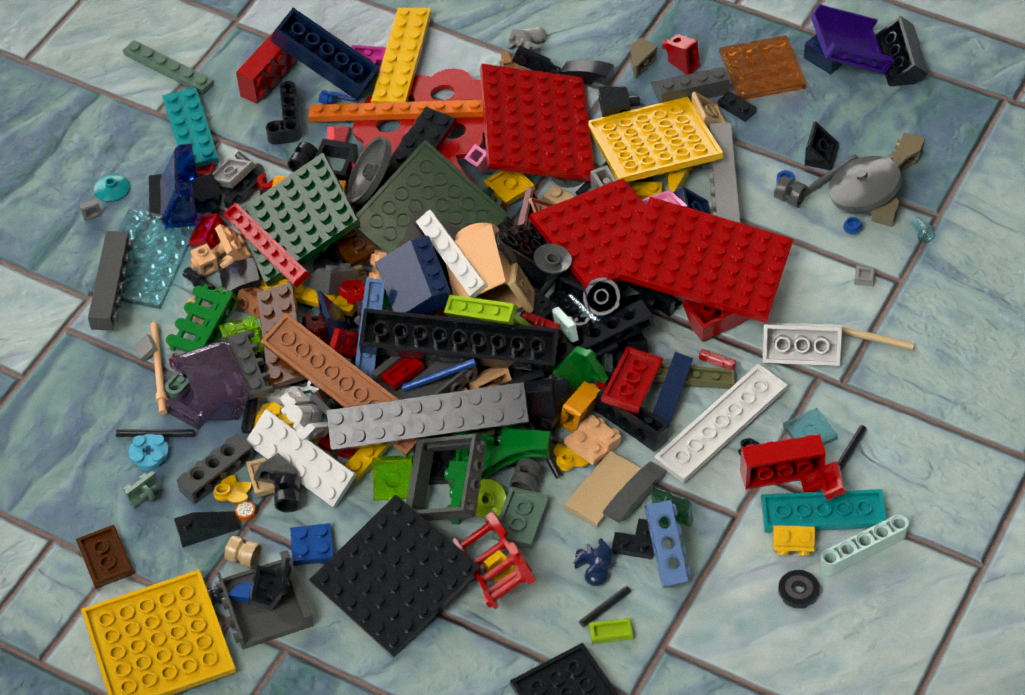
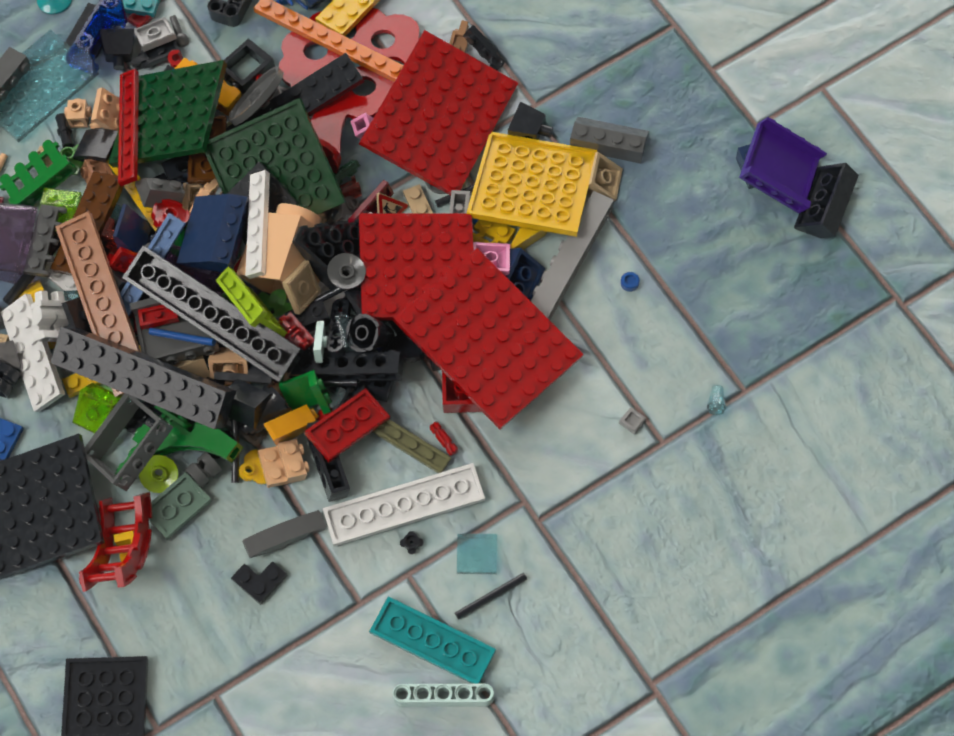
camera: 30 degrees right, 15 degrees up
(90, 210) = (20, 14): light grey tile -> none
(206, 232) = (104, 78): red bracket -> none
(302, 155) = (221, 49): black wheel -> none
(338, 133) = (268, 39): coral piece -> none
(508, 186) = (378, 169): yellow plate -> none
(526, 37) = (493, 14): light grey animal -> none
(590, 70) = (527, 78): black slope -> none
(598, 560) = (212, 584): dark blue animal -> none
(601, 488) = (262, 513): tan tile -> none
(605, 606) = (191, 629): black bar -> none
(611, 631) = (181, 656): lime tile -> none
(642, 56) = (584, 85): dark tan slope -> none
(662, 554) = (257, 632): medium blue brick -> none
(672, 387) = (379, 450): dark blue tile -> none
(682, 53) = (620, 94): red torso -> none
(683, 507) = (297, 572): clear green plate -> none
(737, 106) = (637, 181): black plate -> none
(762, 68) = (688, 151): clear orange plate -> none
(781, 461) = (424, 575): red brick -> none
(790, 191) = (620, 296): dark grey wheel -> none
(793, 539) = (386, 657): yellow bracket -> none
(798, 578) = (358, 693): black tile -> none
(801, 343) = (526, 462): white slope -> none
(820, 148) = (681, 266): black slope -> none
(822, 180) = (673, 298): dark grey bar -> none
(826, 477) = (452, 615): red plate -> none
(852, 225) = (656, 363): blue plate -> none
(865, 184) = (693, 327): dark grey dish -> none
(877, 338) = (599, 491): tan bar -> none
(907, 154) = (757, 312): dark tan arch -> none

